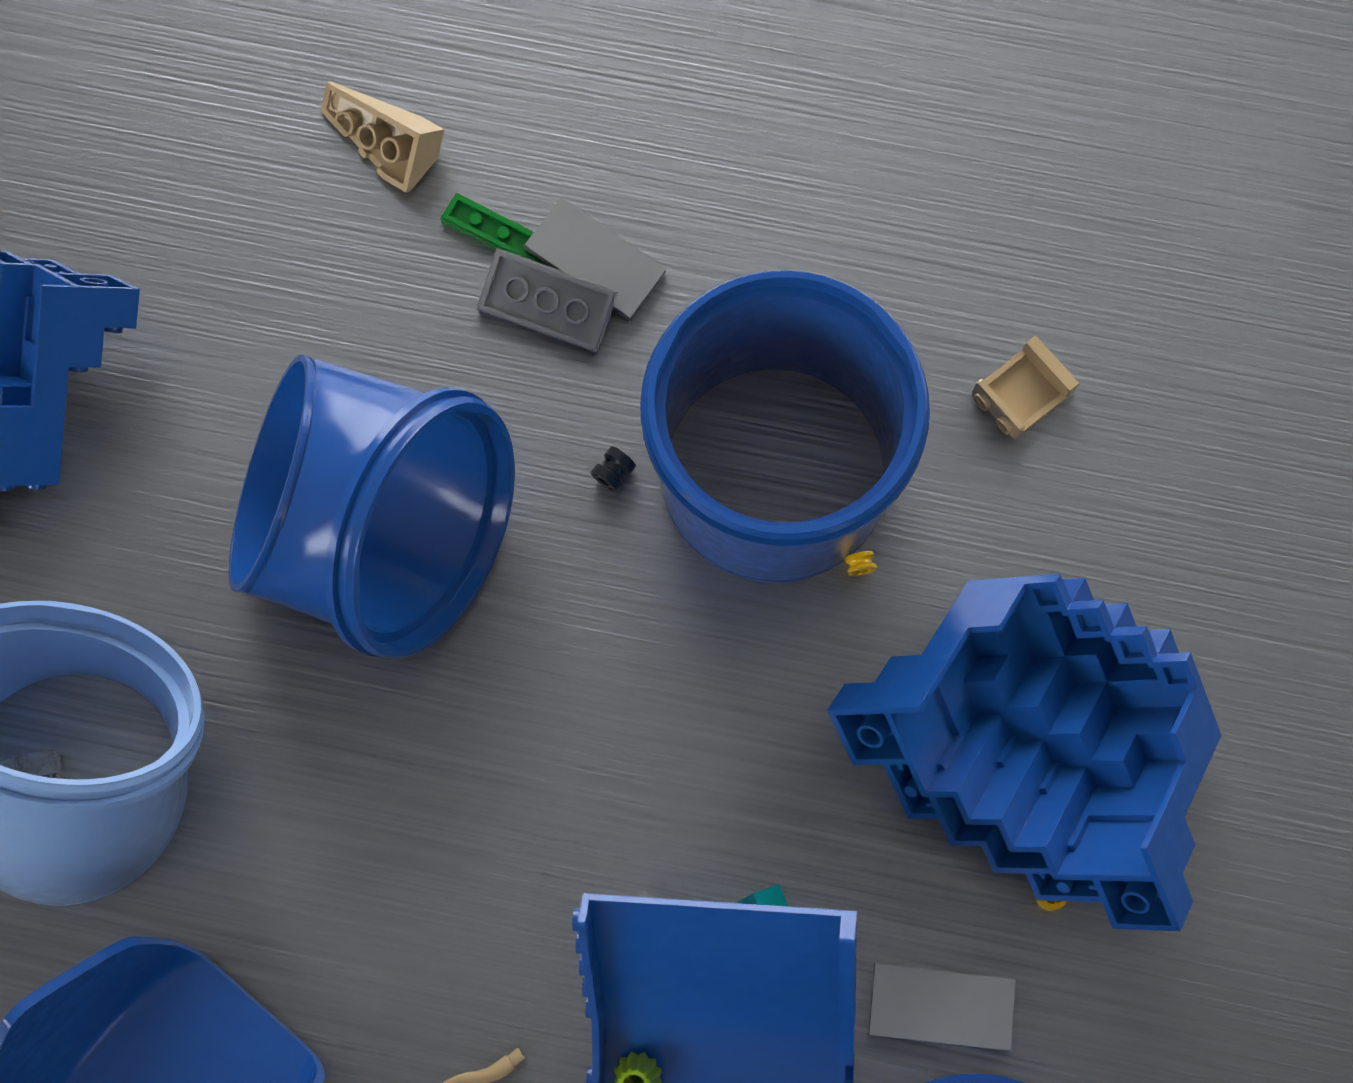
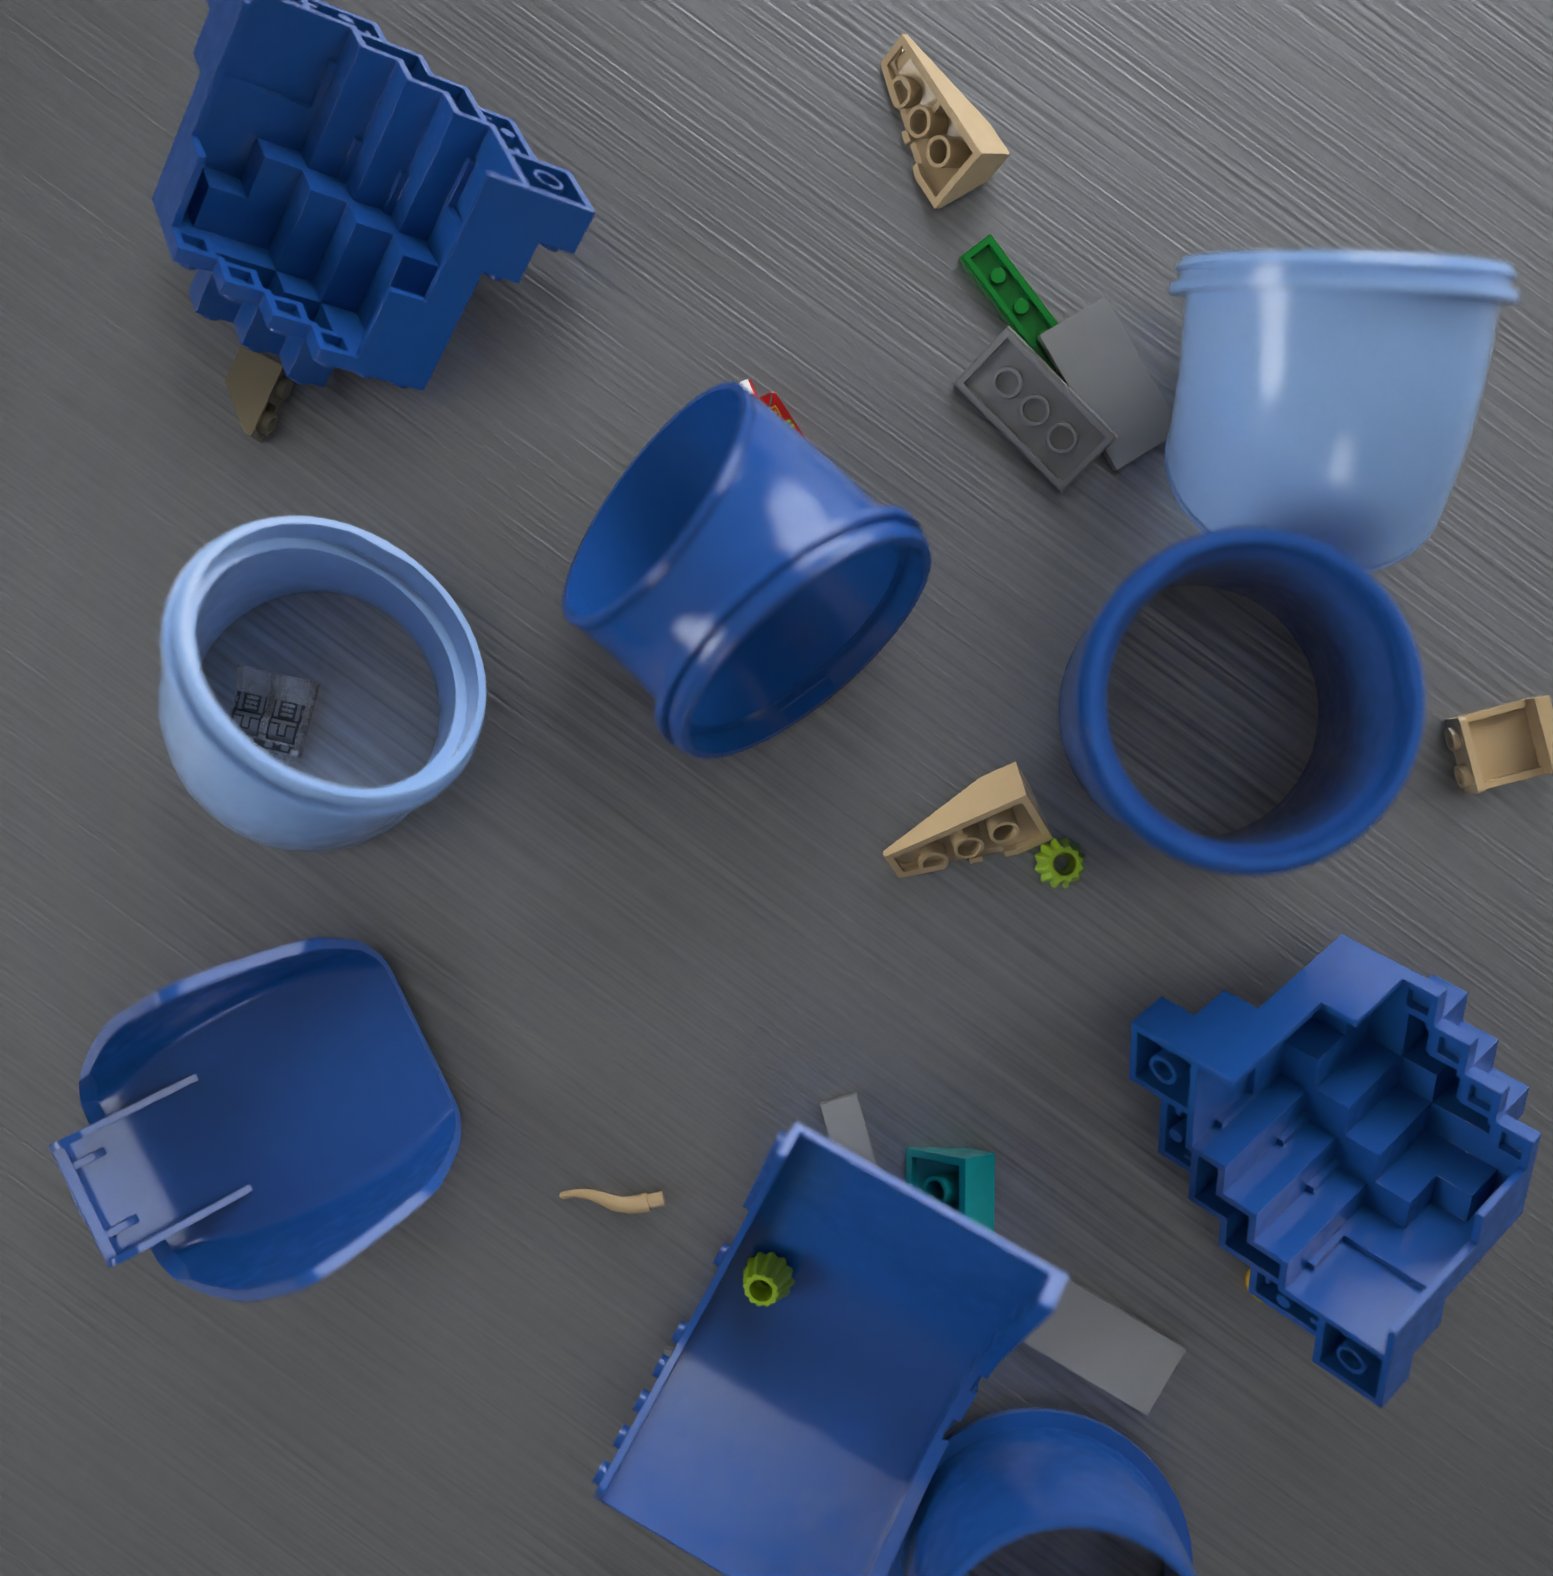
camera: 25 degrees right, 15 degrees up
(611, 471) = (1021, 635): black wheel -> none
(645, 626) = (981, 820): none -> tan wedge
(722, 641) = (1074, 866): none -> lime piece
(743, 164) = (1330, 391): none -> light blue piece

